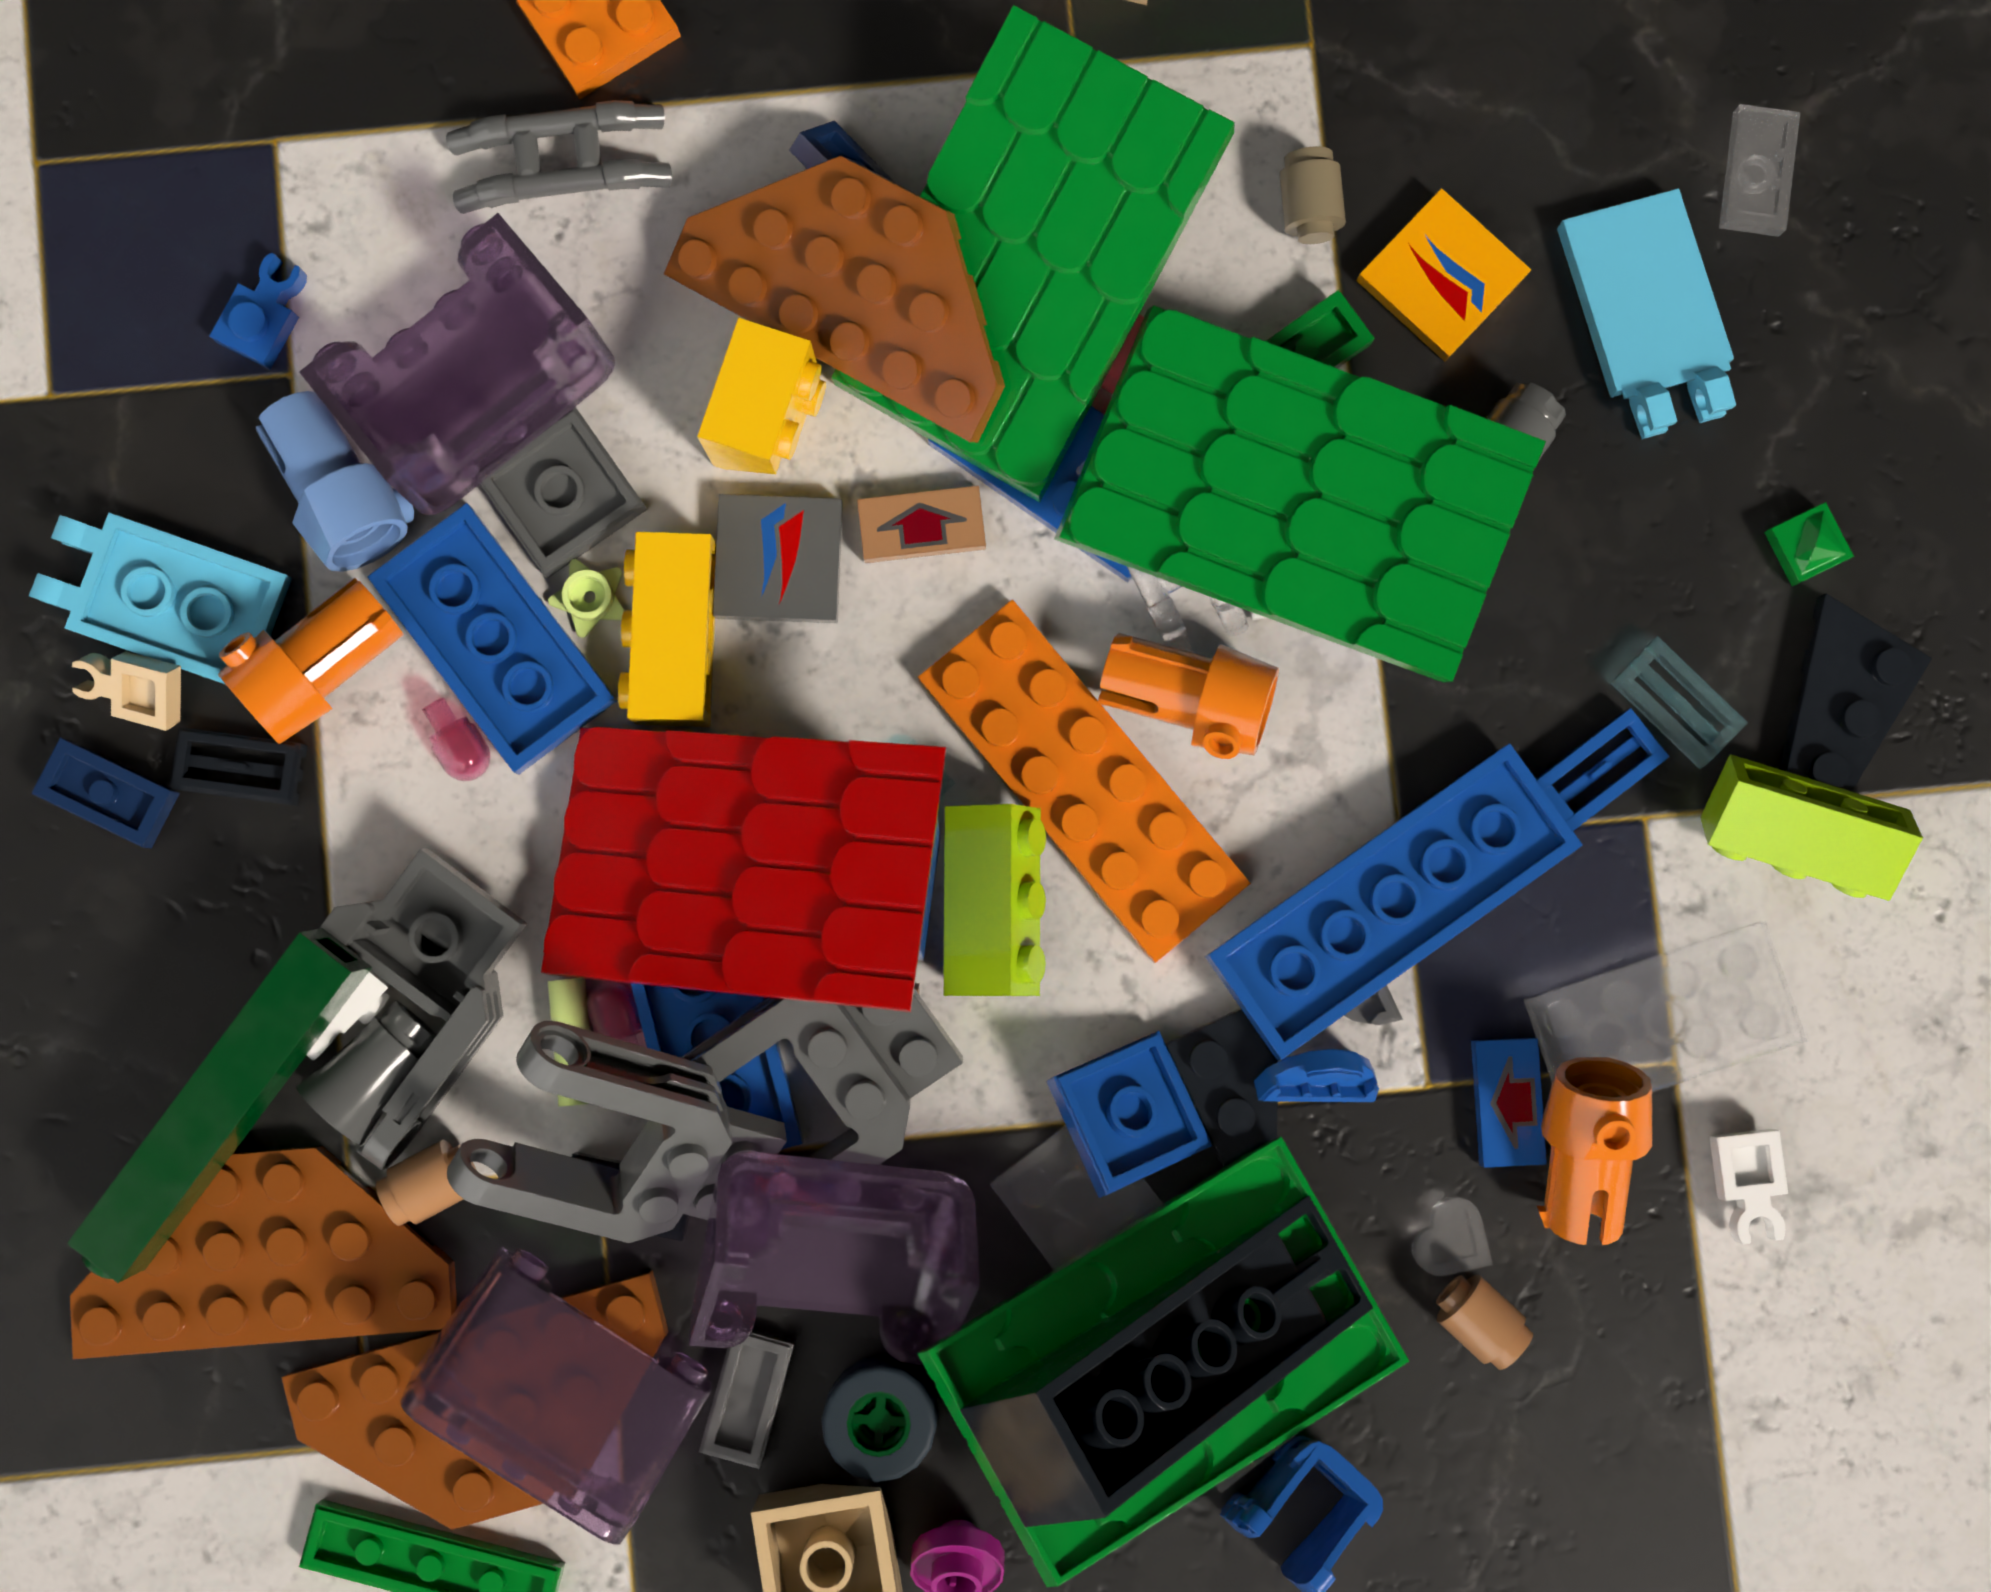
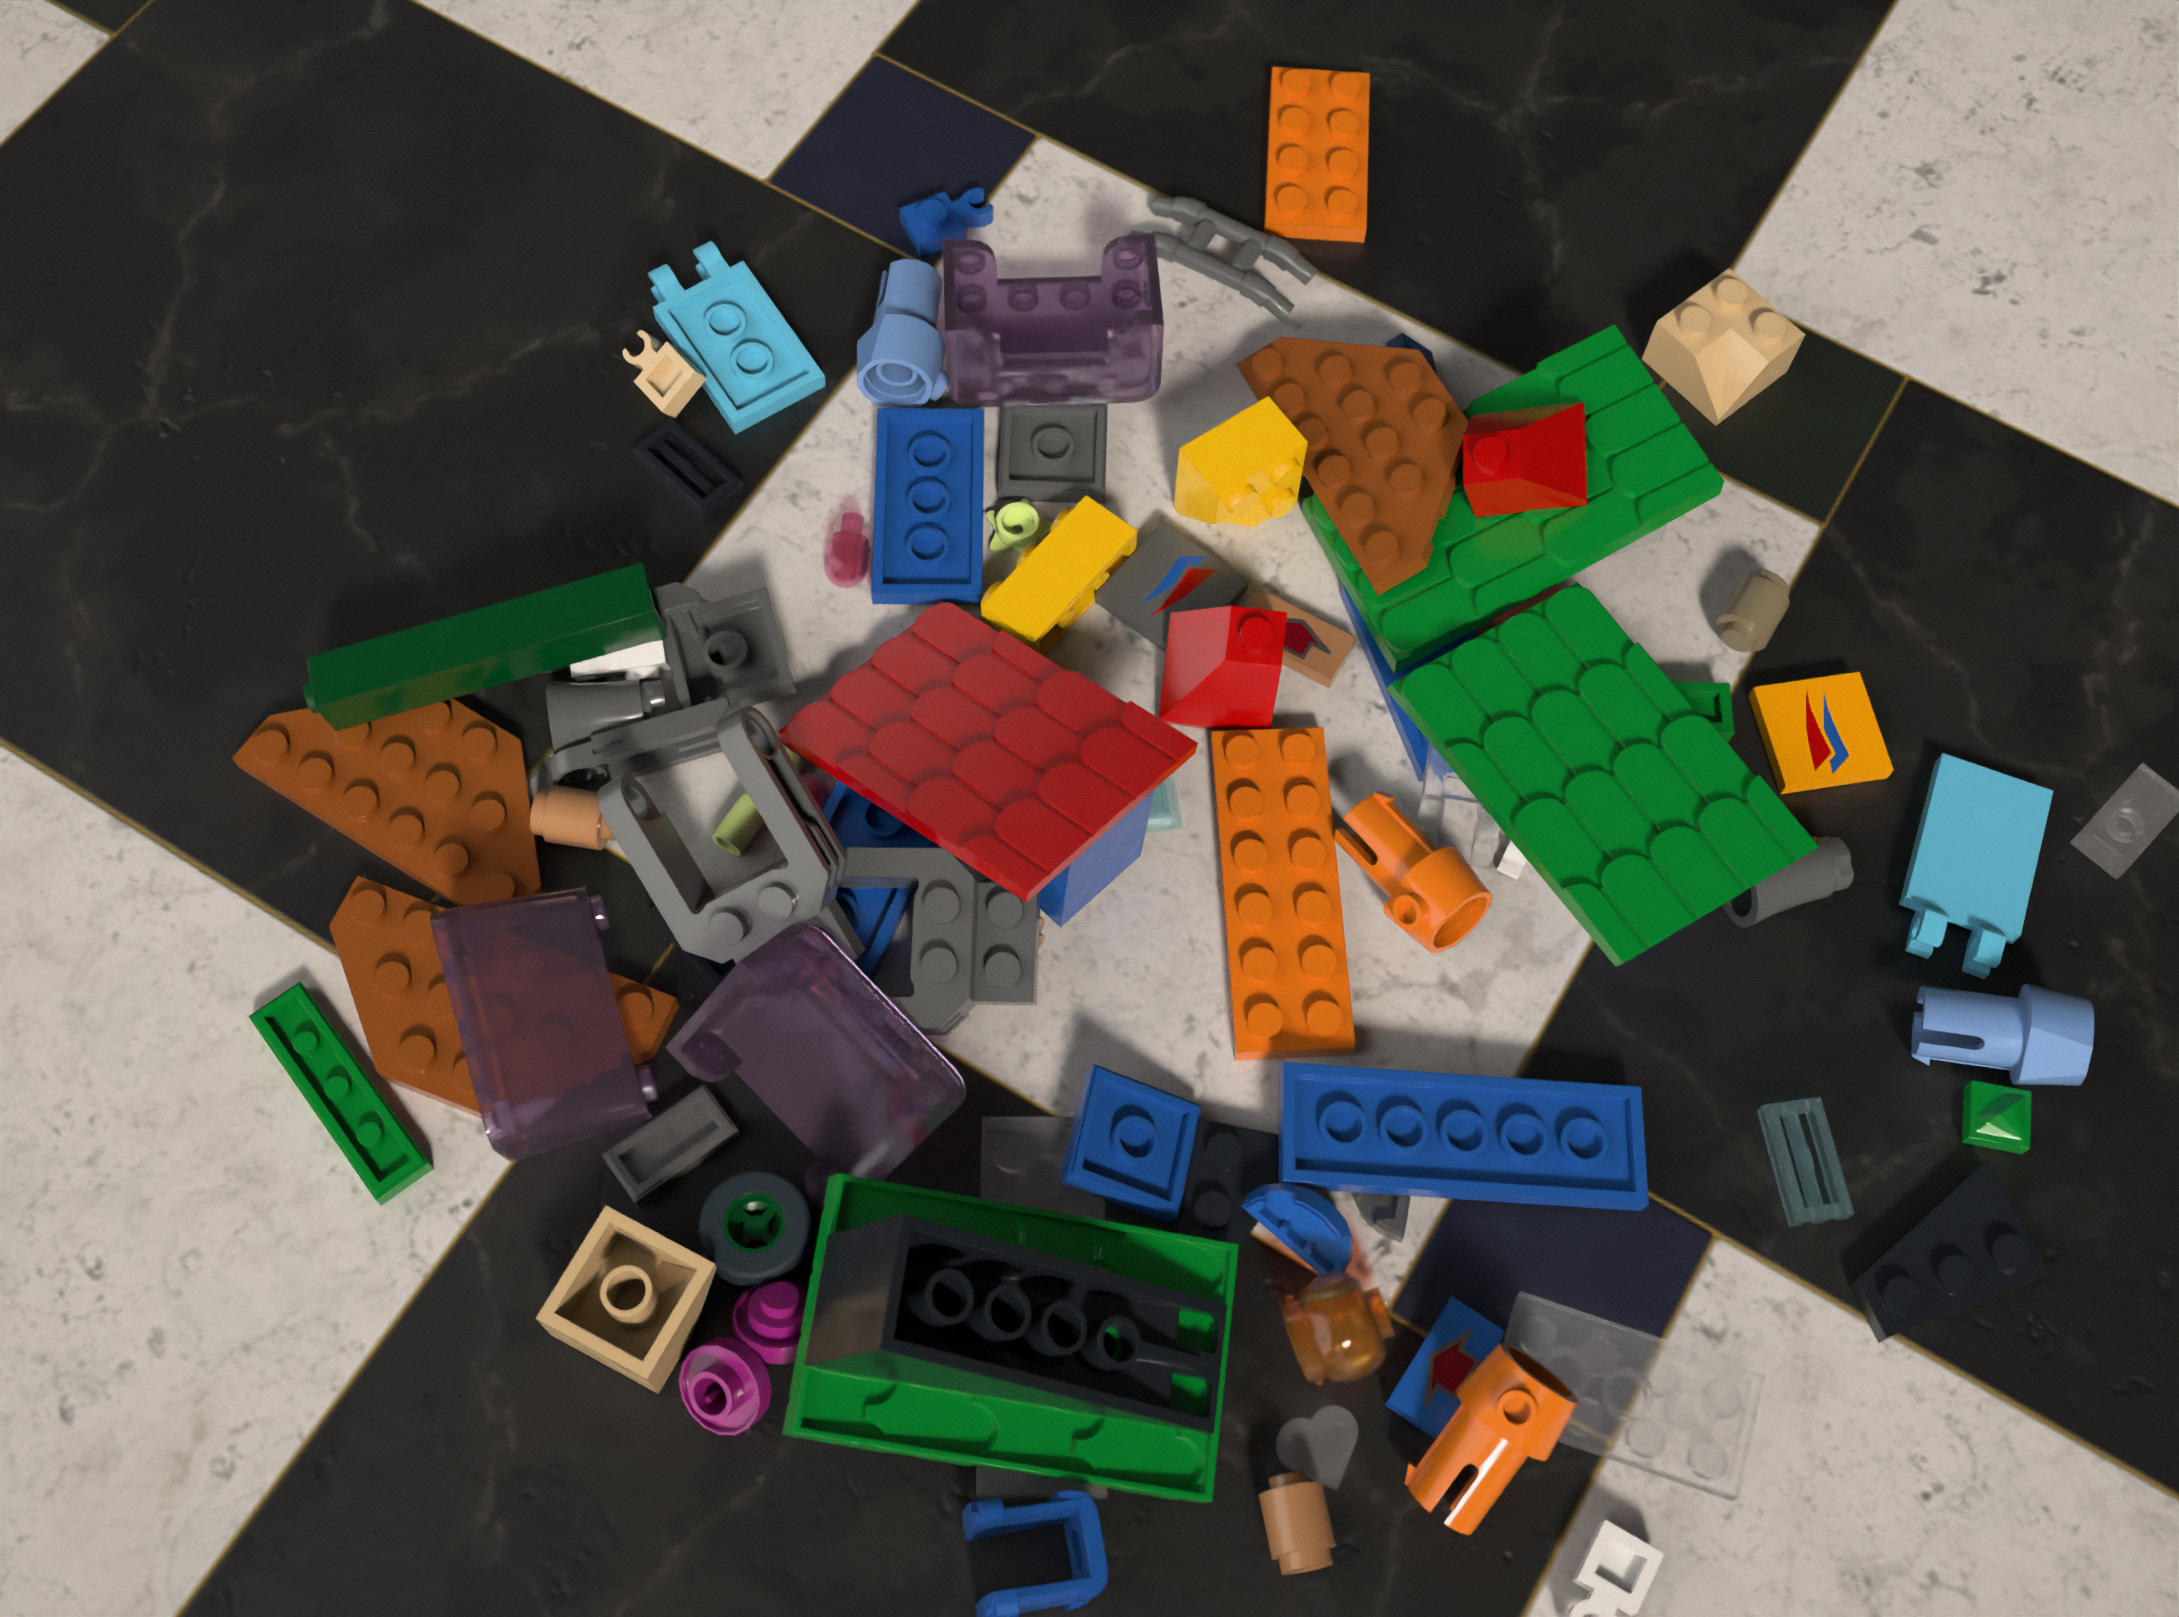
camera: 35 degrees right, 20 degrees down
(105, 793) = (588, 424): dark blue plate -> none
(290, 677) = (778, 429): orange piece -> none
(885, 612) = (1222, 668): none -> red slope
(951, 1483) = (771, 1320): none -> magenta plate
(993, 900) = (1145, 914): lime brick -> none
(1025, 213) = (1526, 460): none -> red slope
(1409, 1146) = (1338, 1328): none -> clear orange piece
(1640, 737) = (1706, 1142): blue tile -> none
(1806, 456) = (2037, 1037): none -> medium blue piece
(1810, 829) = (1852, 1326): lime brick -> none

